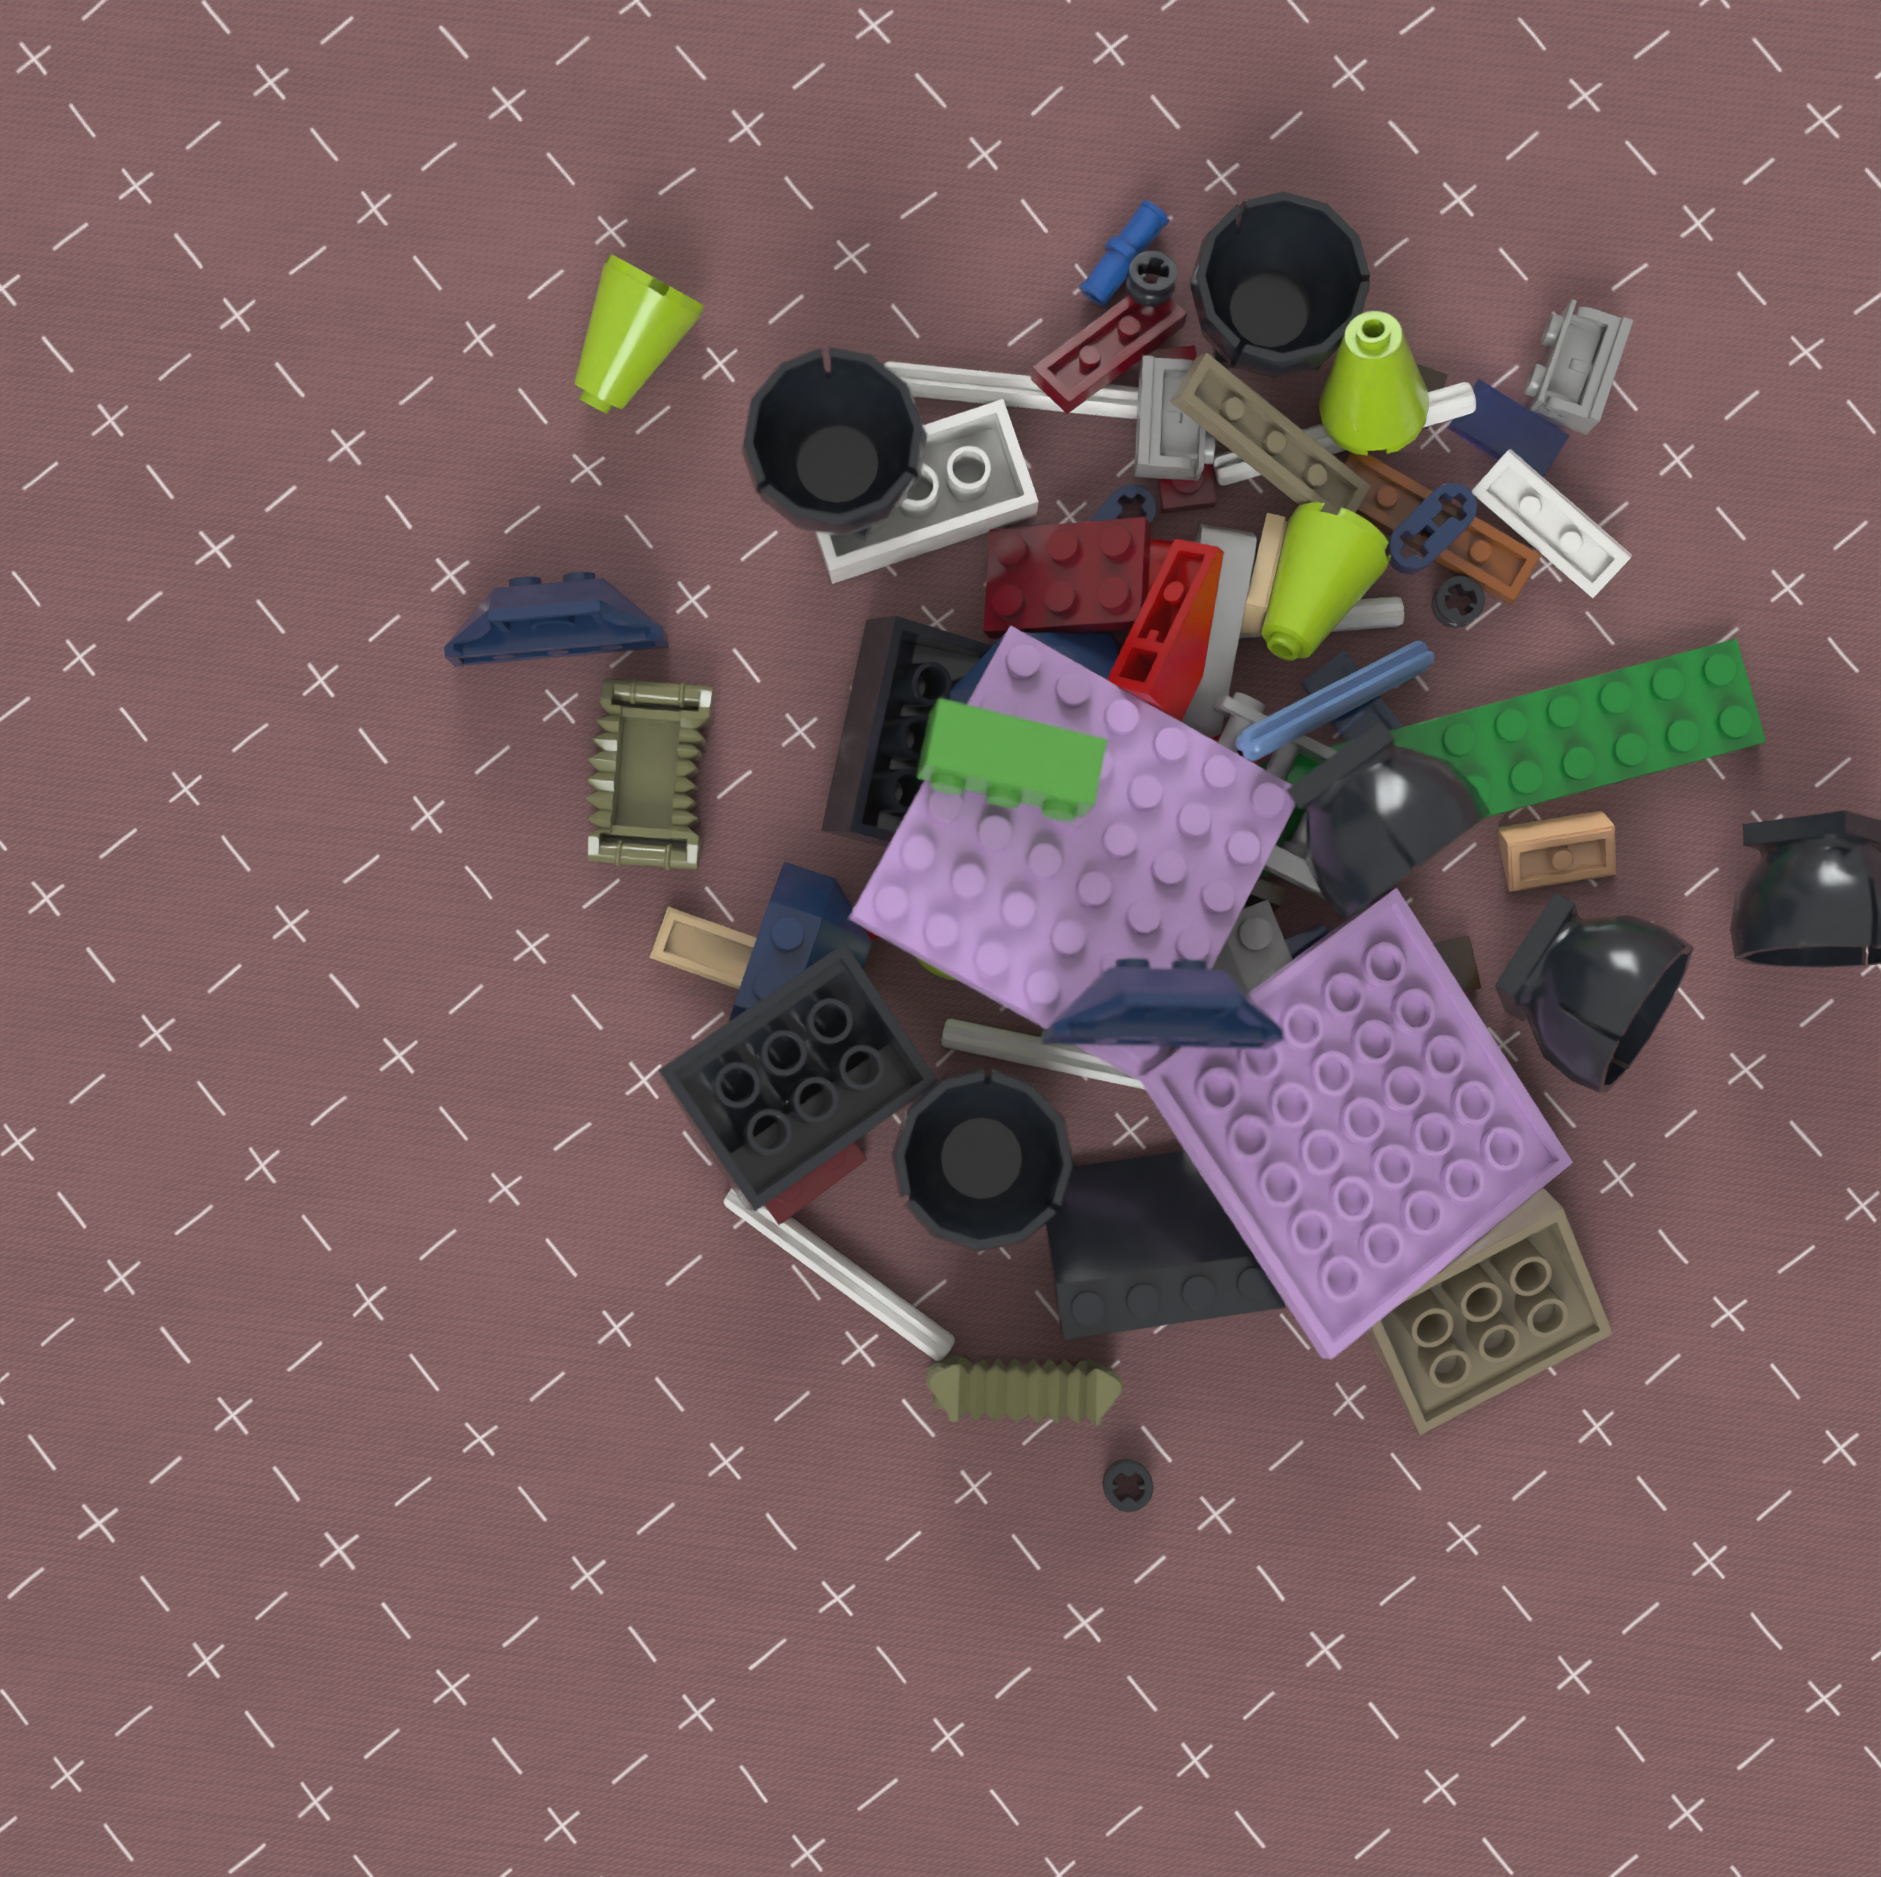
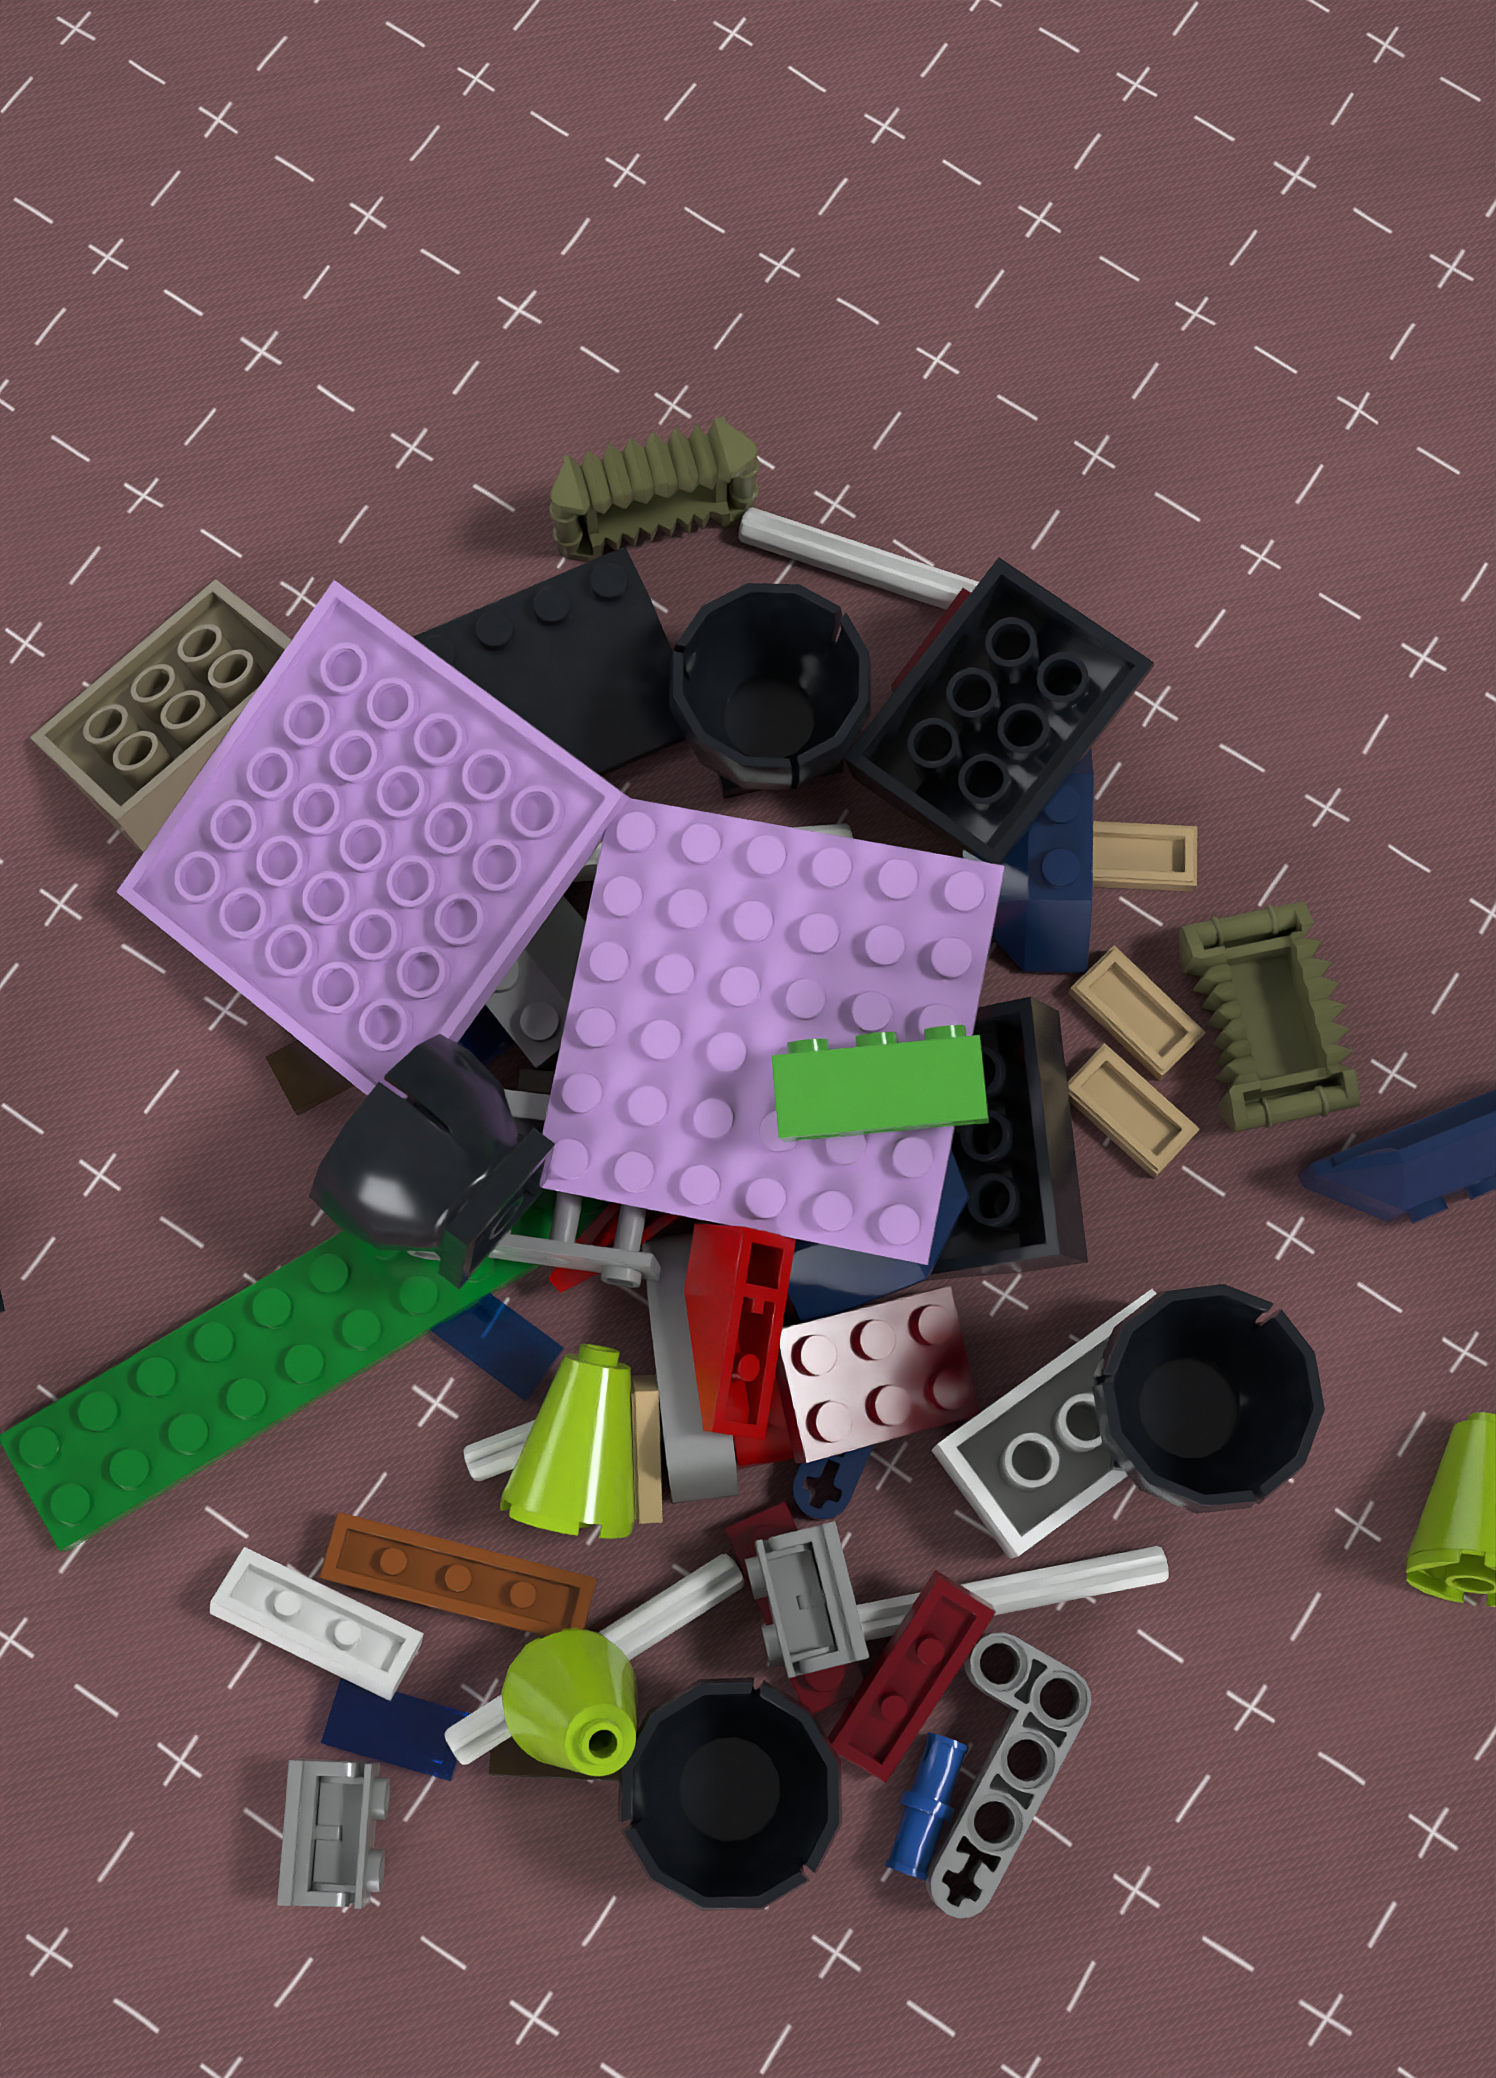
camera: 165 degrees right, 10 degrees down
(754, 816) = (1136, 1012): none -> tan tile
(788, 737) = (1130, 1111): none -> tan tile
(1066, 252) = (995, 1779): none -> light grey beam
(1126, 1501) = (507, 429): black bush -> none
(1151, 263) = (902, 1788): black bush -> none
(1164, 1009) = (628, 860): dark blue wedge -> none
(1266, 438) = (686, 1597): dark tan plate -> none
(1334, 700) = (521, 1309): medium blue axle -> none
(1438, 538) = (446, 1556): dark blue beam -> none
(1463, 586) = (400, 1517): black bush -> none
(1558, 850) = (215, 1243): light nougat slope -> none
(1593, 989) = (139, 1072): black plate -> none

